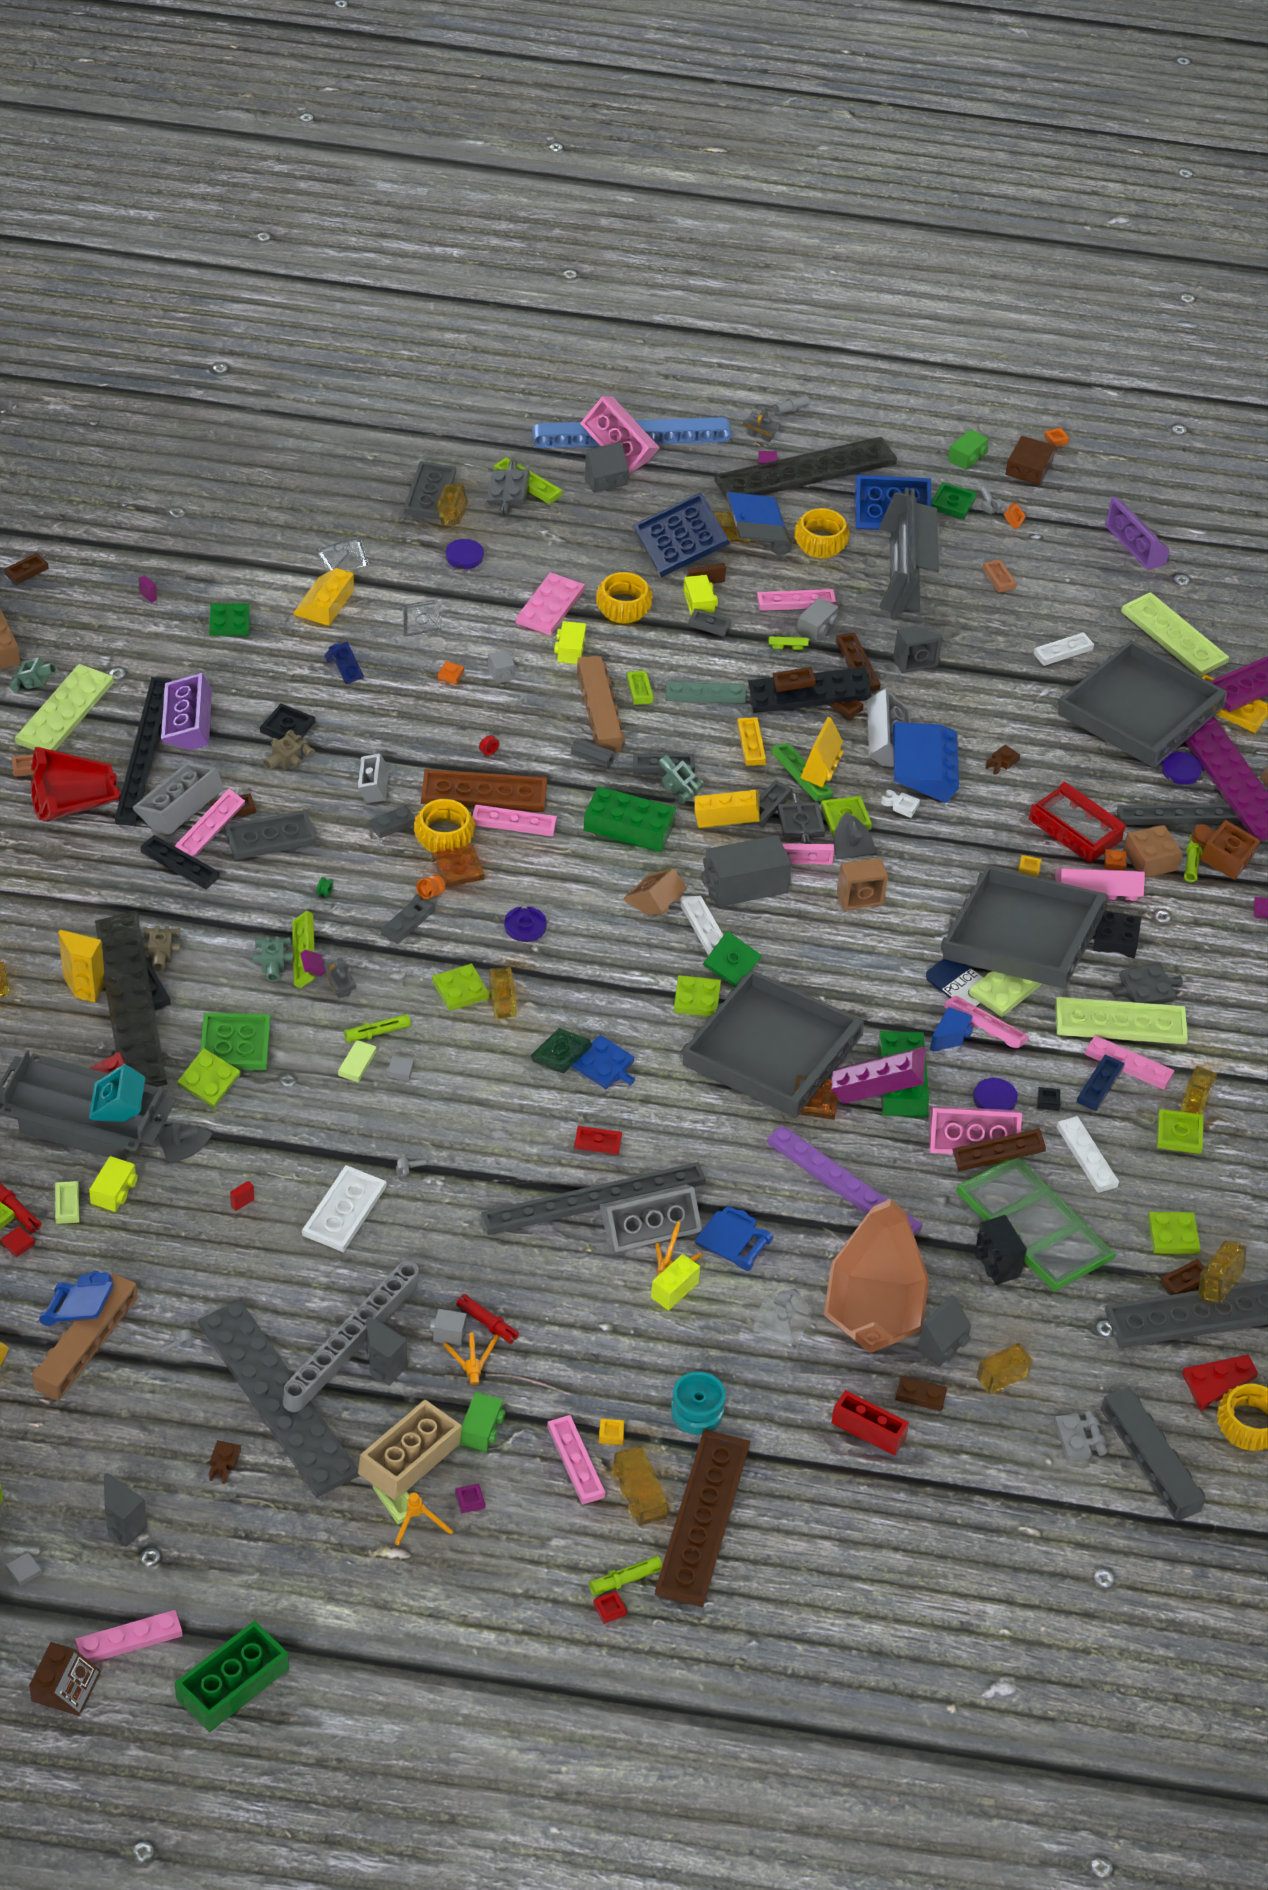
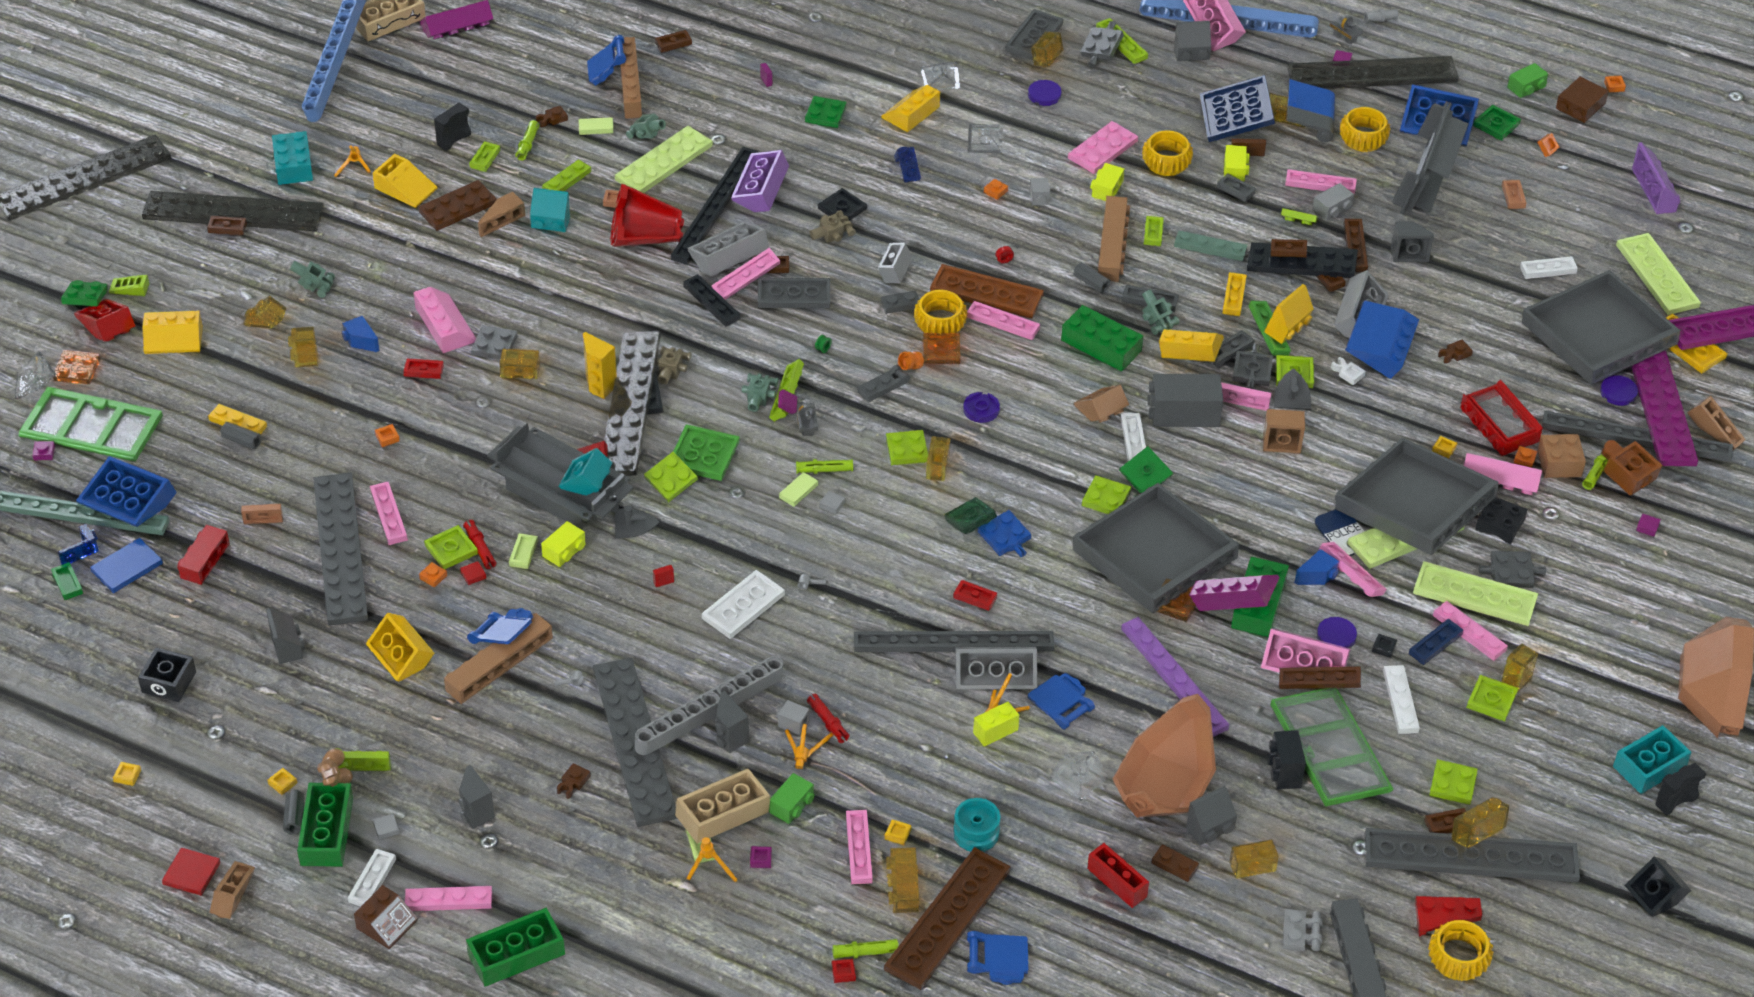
camera: 20 degrees right, 0 degrees up
(30, 1636) = (372, 877): none -> white plate
(778, 1544) = (1003, 955): none -> blue piece
(989, 501) = (1531, 129): light grey bar -> none

